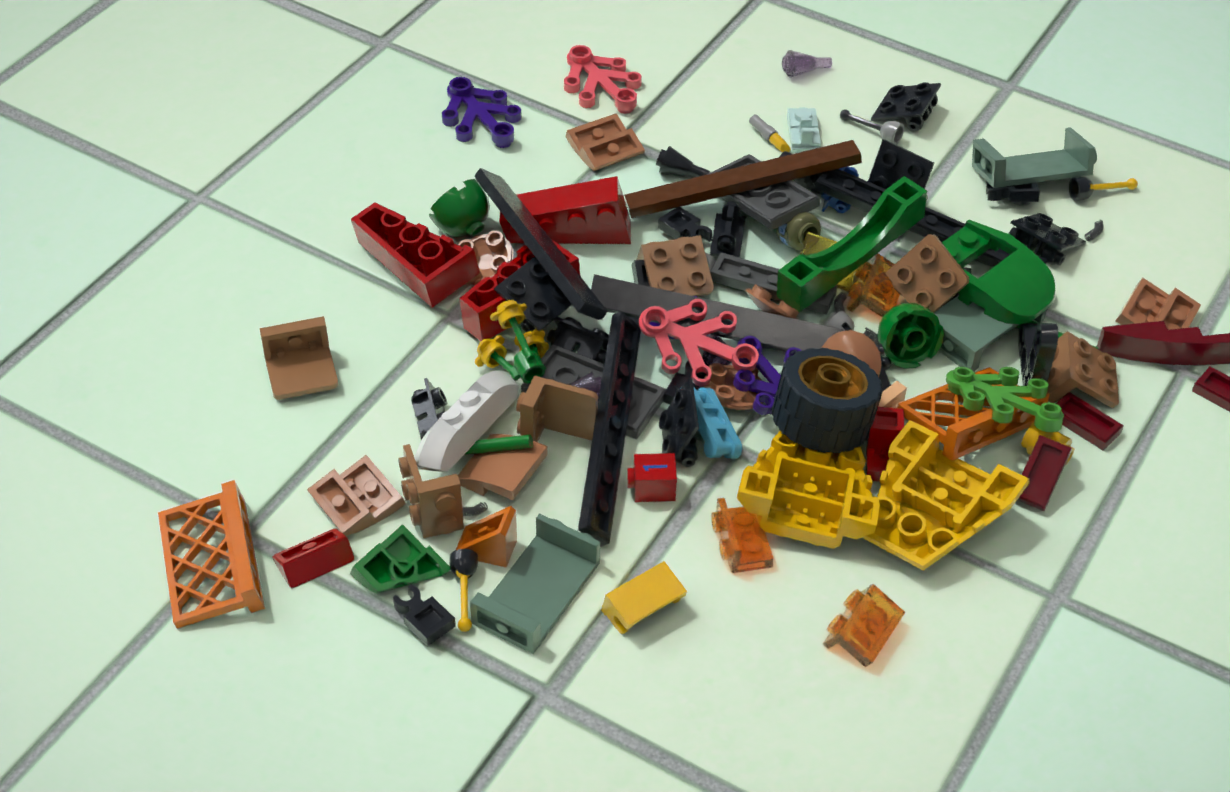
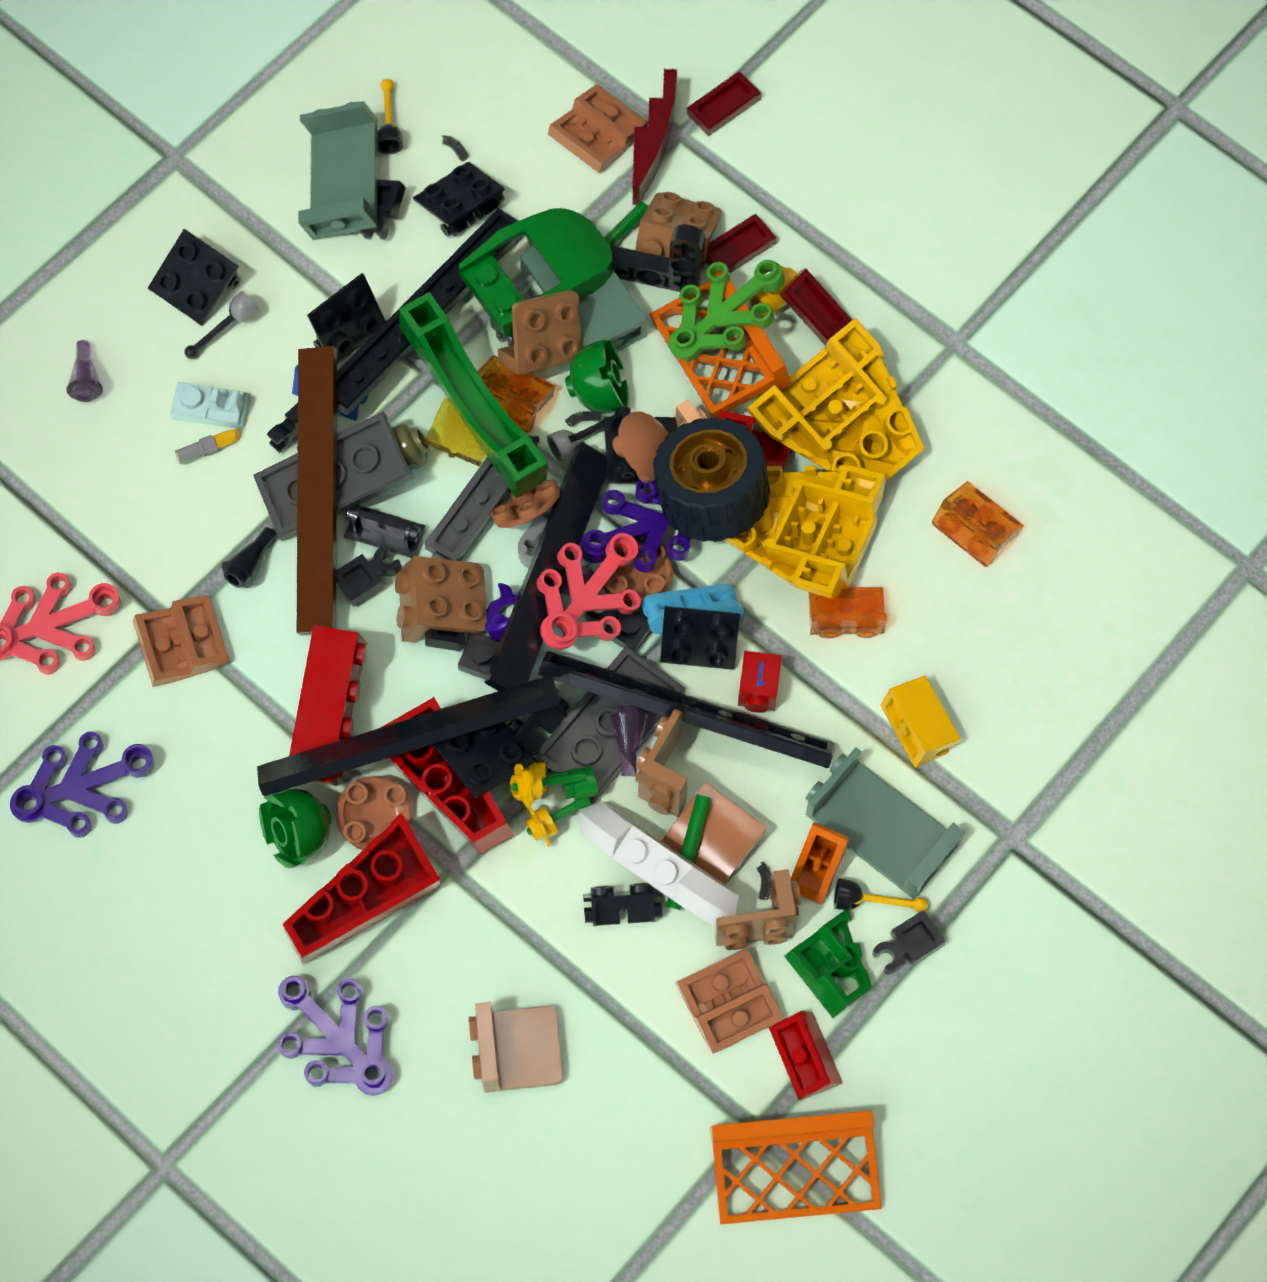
camera: 80 degrees left, 20 degrees up
(274, 288) = (338, 1040): none -> plant

